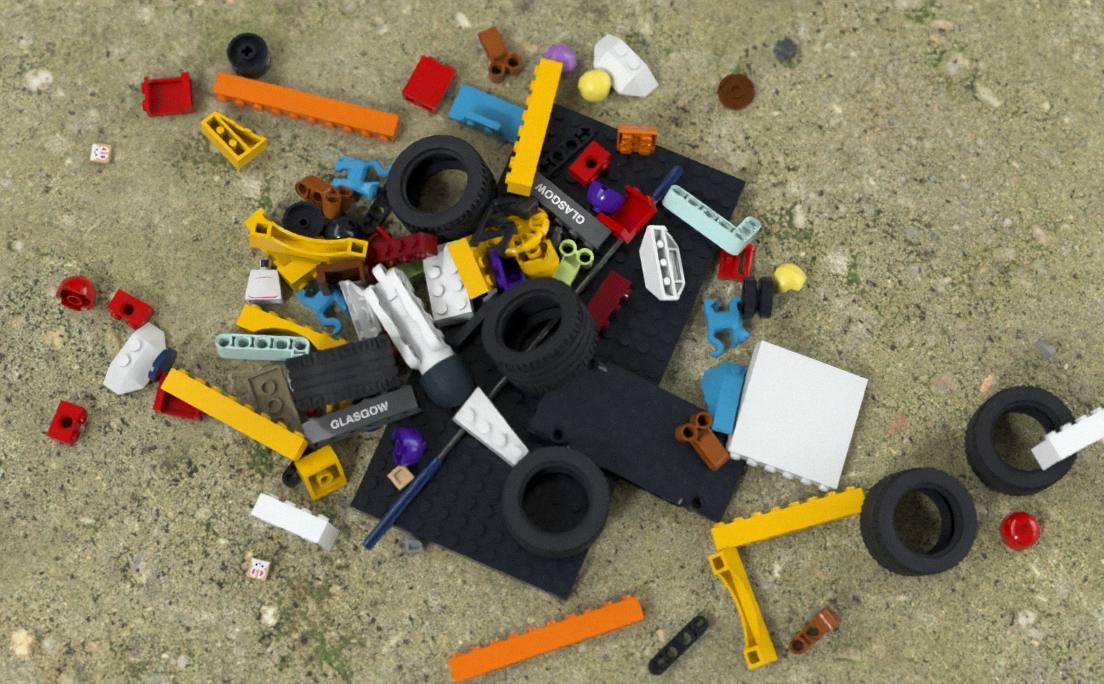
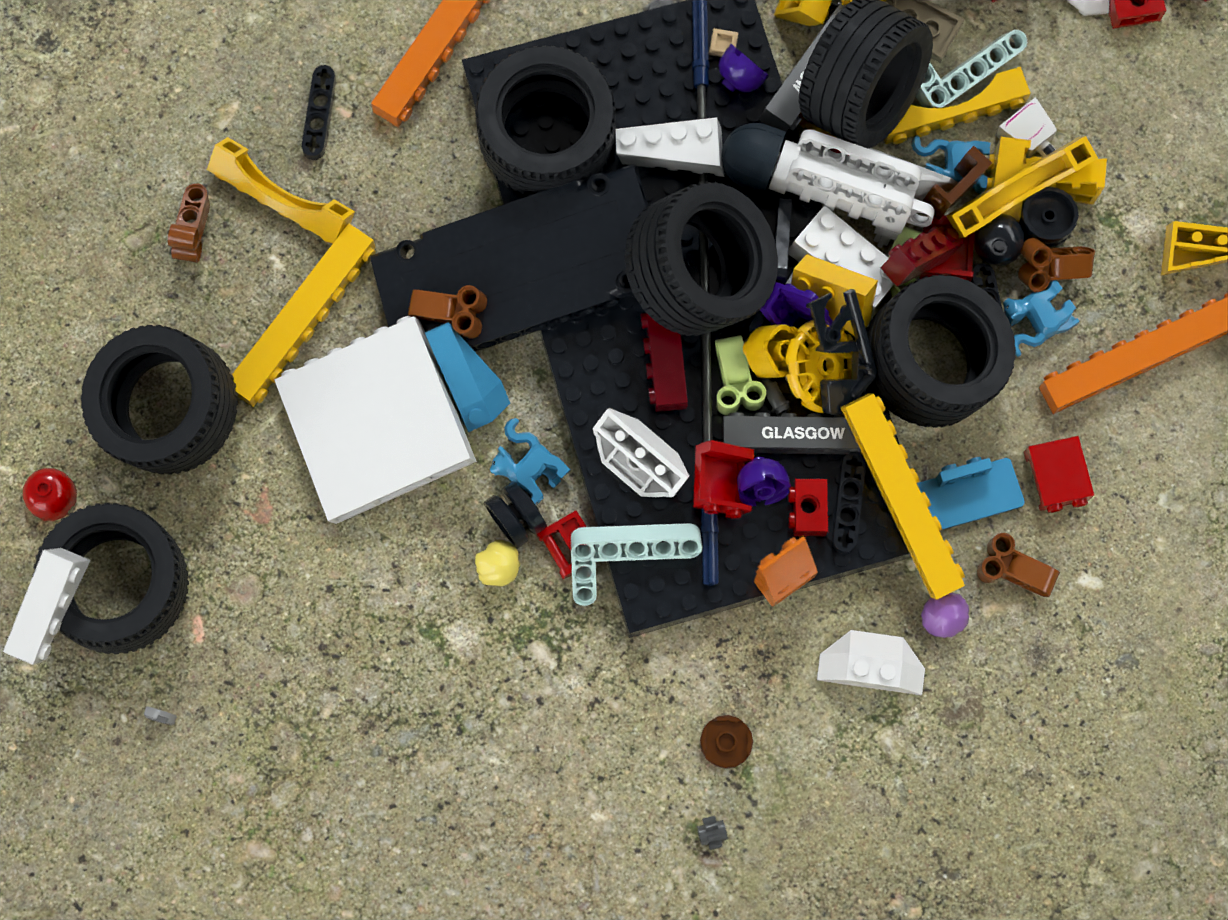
camera: 140 degrees right, 0 degrees up
(594, 85) = (883, 614): light yellow hair -> none

